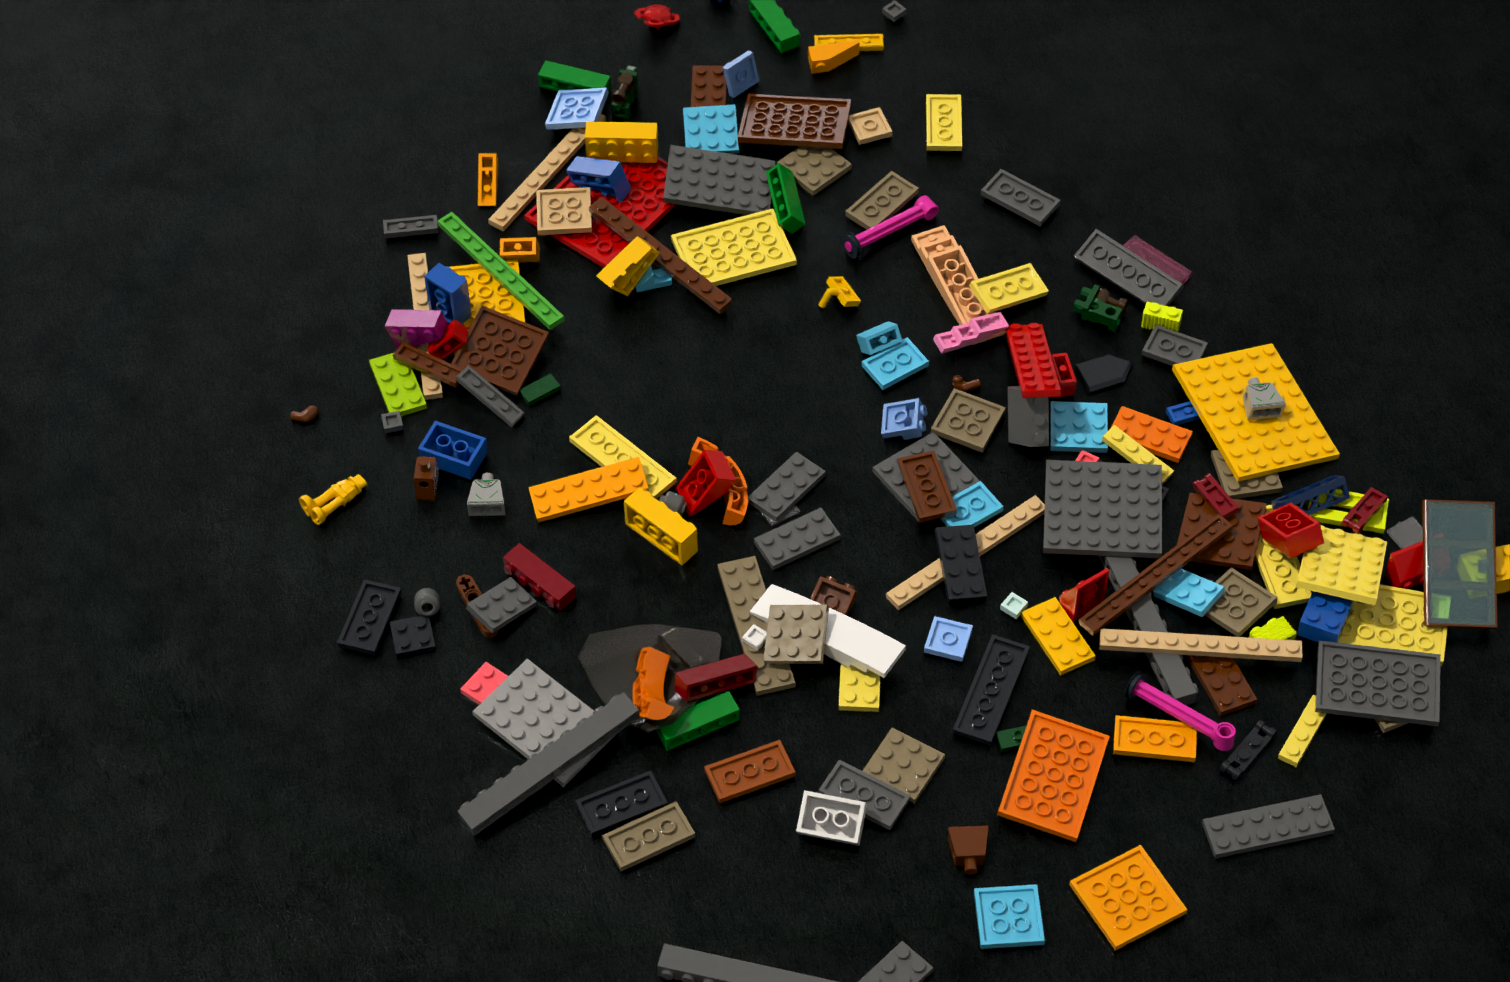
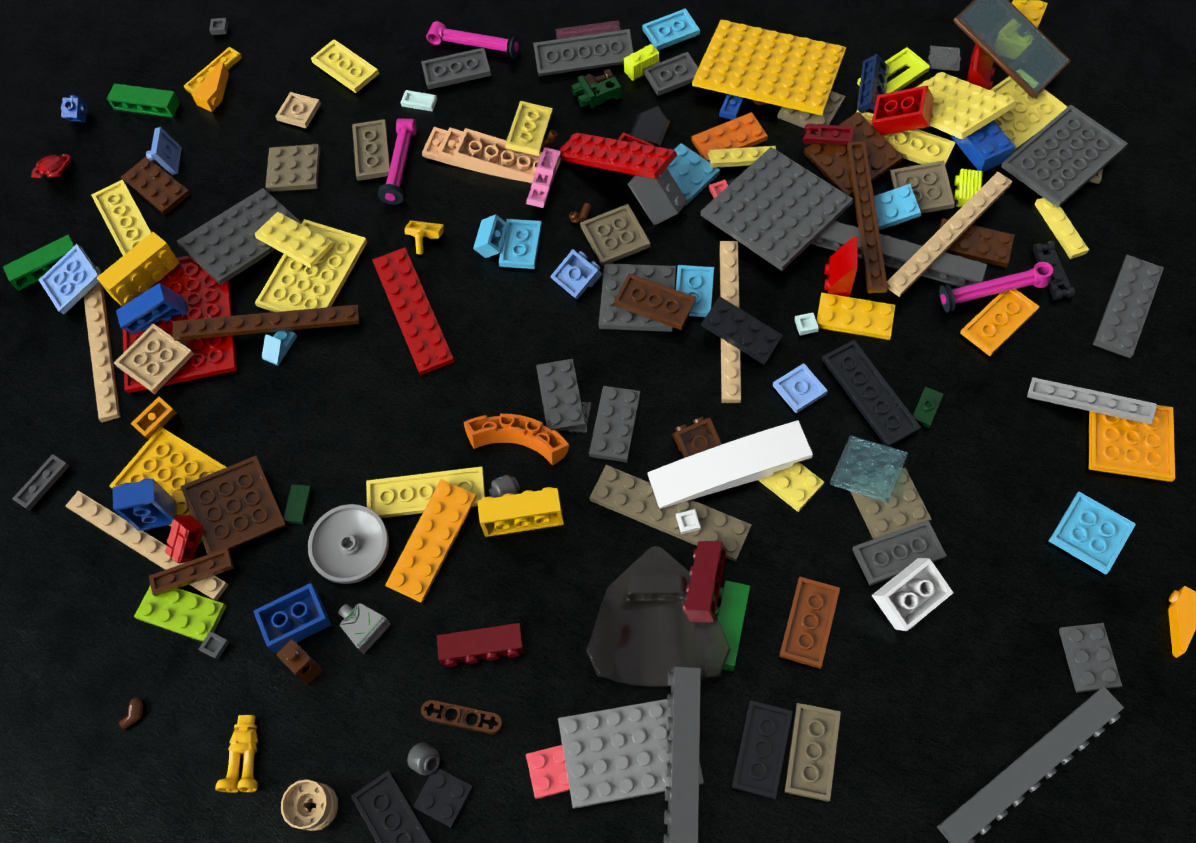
camera: 45 degrees left, 10 degrees up
(336, 558) = (297, 805): none -> tan wheel
(415, 326) = (146, 554): magenta wedge -> none
(487, 179) = (62, 391): light orange slope -> none
(490, 396) = (267, 547): dark grey tile -> none
(501, 271) = (158, 446): bright green plate -> none
(501, 605) = (481, 697): dark grey plate -> none
(537, 440) = (348, 544): none -> light grey dish
(626, 93) = (94, 236): hips -> none
(629, 266) = (256, 350): yellow wedge -> none
(649, 685) = (674, 643): orange brick -> none
(661, 95) = (121, 216): none -> light yellow plate
(706, 481) = (511, 447): red slope -> none
(711, 128) = (189, 206): medium azure plate -> none
(746, 215) = (294, 239): none -> light yellow plate
(765, 339) = (413, 311): none -> red plate
(785, 198) = (305, 204): green brick -> none
(794, 121) = (244, 149): reddish brown plate -> none
(796, 634) = (718, 489): dark tan plate -> none
(918, 728) = (869, 468): none -> clear light blue plate
(963, 197) = (419, 100): none -> light aqua tile
(968, 846) = (1007, 513): reddish brown torso -> none
(1010, 313) = (548, 141): none -> reddish brown arm
(1053, 775) = (985, 408): orange plate -> none
(1080, 216) = (439, 33): none -> dark pink piece
(1131, 843) = (1092, 400): none -> light grey plate
(1222, 315) = (671, 29): none -> medium azure plate
(1262, 400) = (772, 52): light grey torso -> none
(1364, 510) = (909, 64): dark red plate -> none

